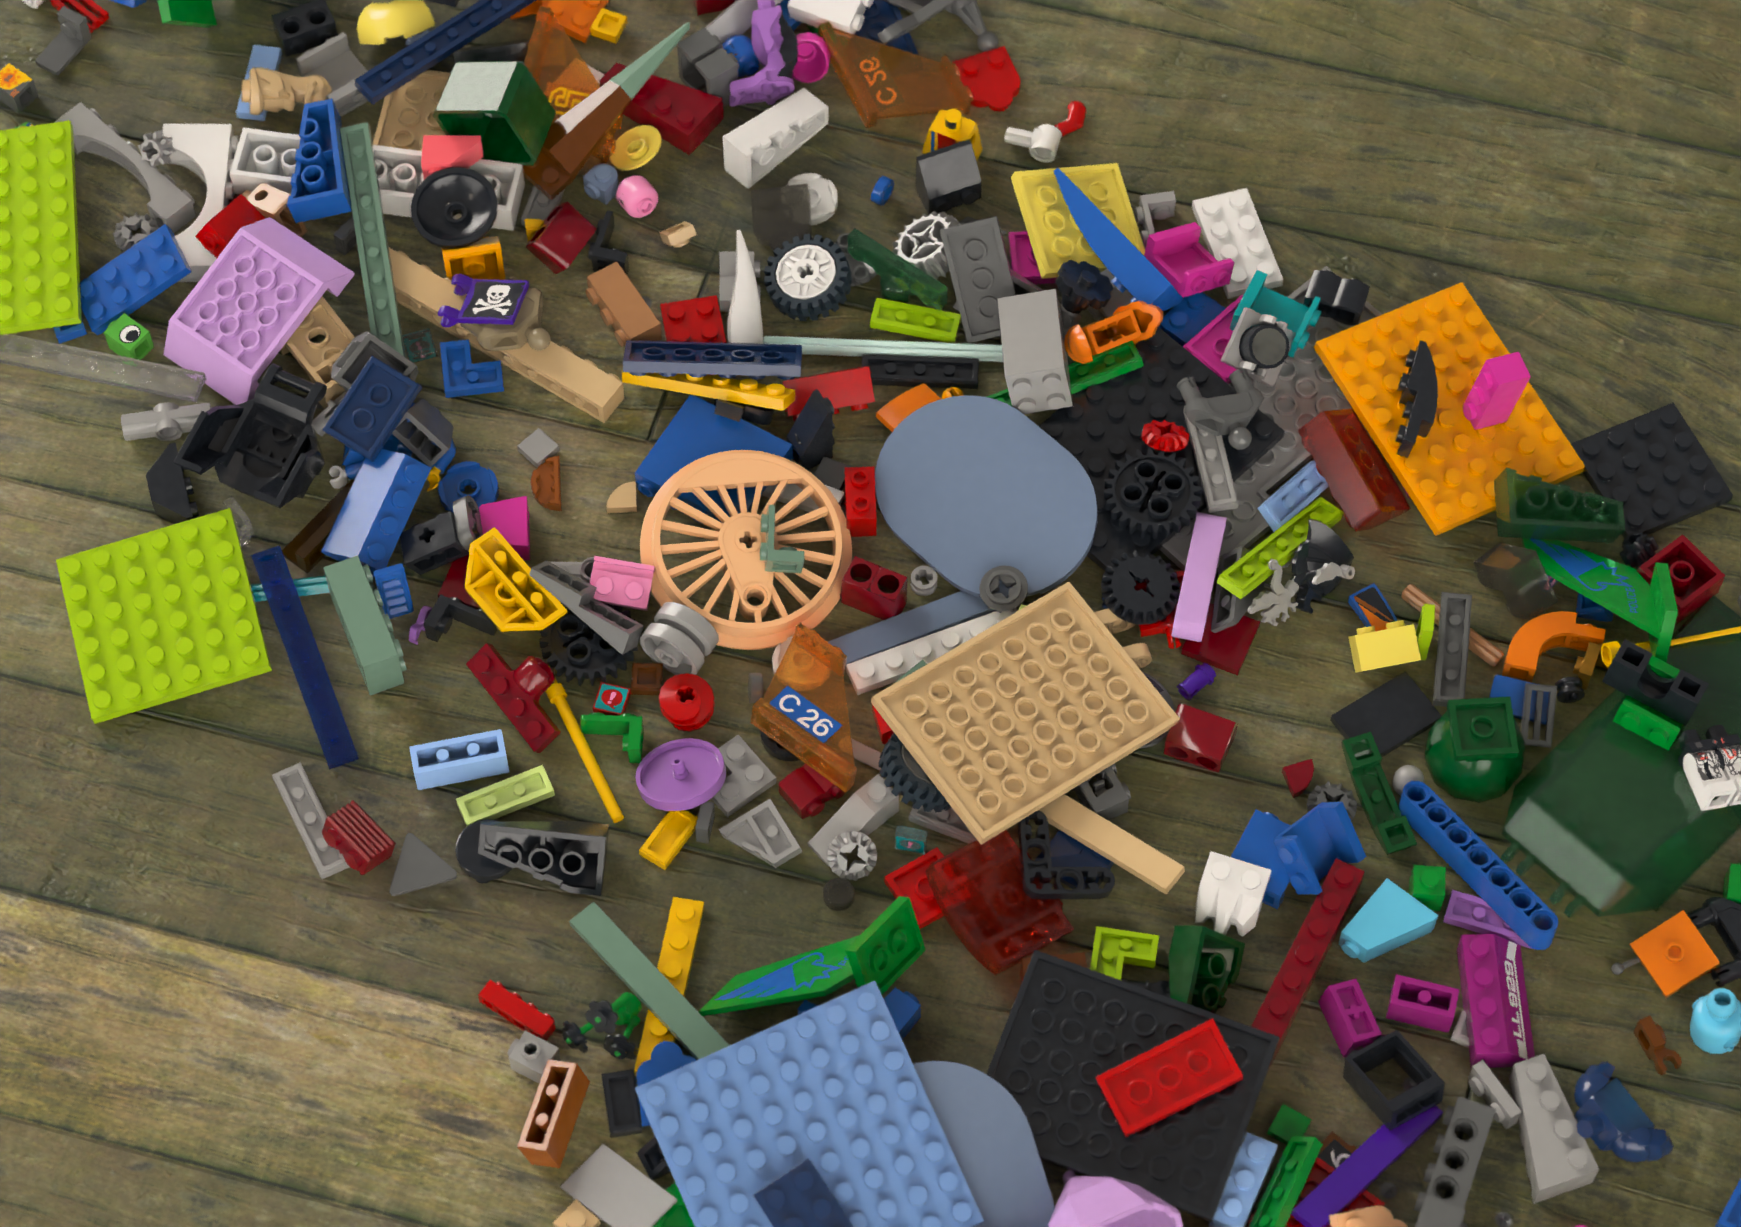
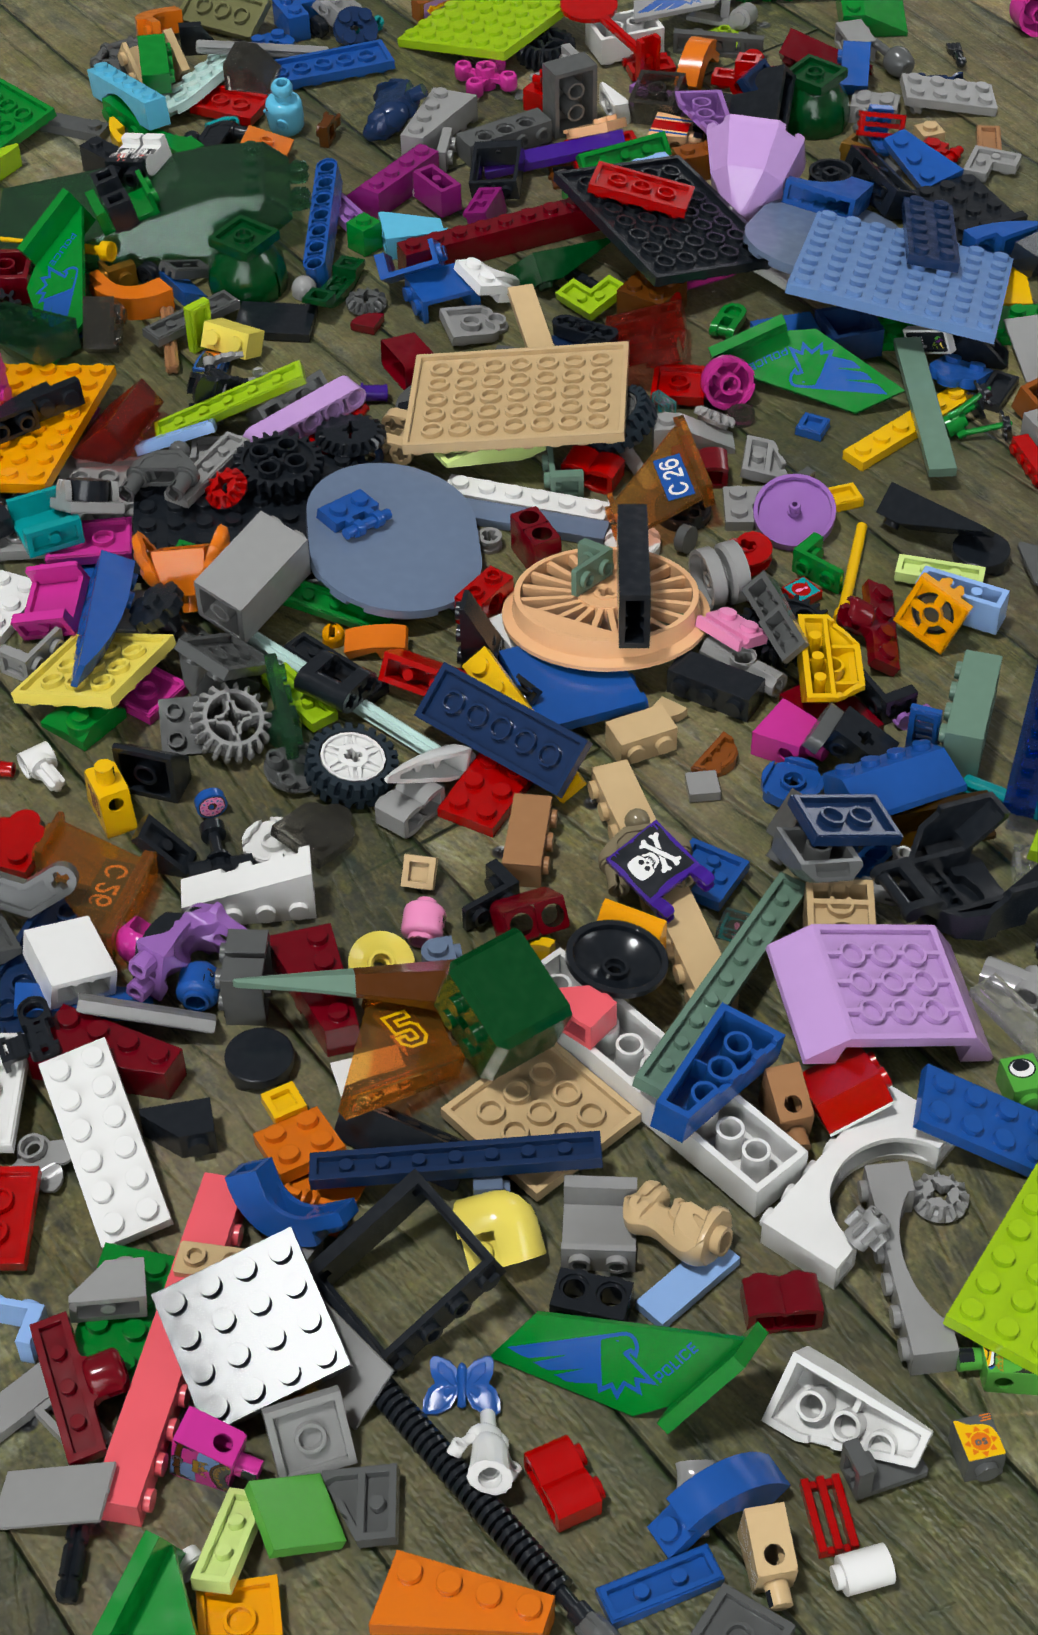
camera: 140 degrees left, 15 degrees down
(125, 59) = (830, 1405): none -> white wedge
(189, 97) = (782, 1301): none -> dark red brick
(465, 714) = (934, 611): none -> light orange piece
(600, 537) = (716, 685): none -> black brick
(618, 453) = (641, 735): none -> tan brick
(648, 34) = (259, 1059): none -> black tile
(720, 531) = (633, 576): none -> black brick
(760, 925) = (812, 426): none -> blue tile
(826, 153) = (213, 833): none -> black bar
(873, 132) = (171, 851): none -> black slope
(874, 899) = (727, 381): none -> dark pink cylinder
(888, 319) = (317, 682): none -> black connector
(958, 1029) = (731, 315): none -> green plate
(1011, 578) = (438, 474): dark grey gear -> none
(1037, 476) = (353, 514): none -> blue plate
(1195, 833) = (472, 324): none -> light grey plate

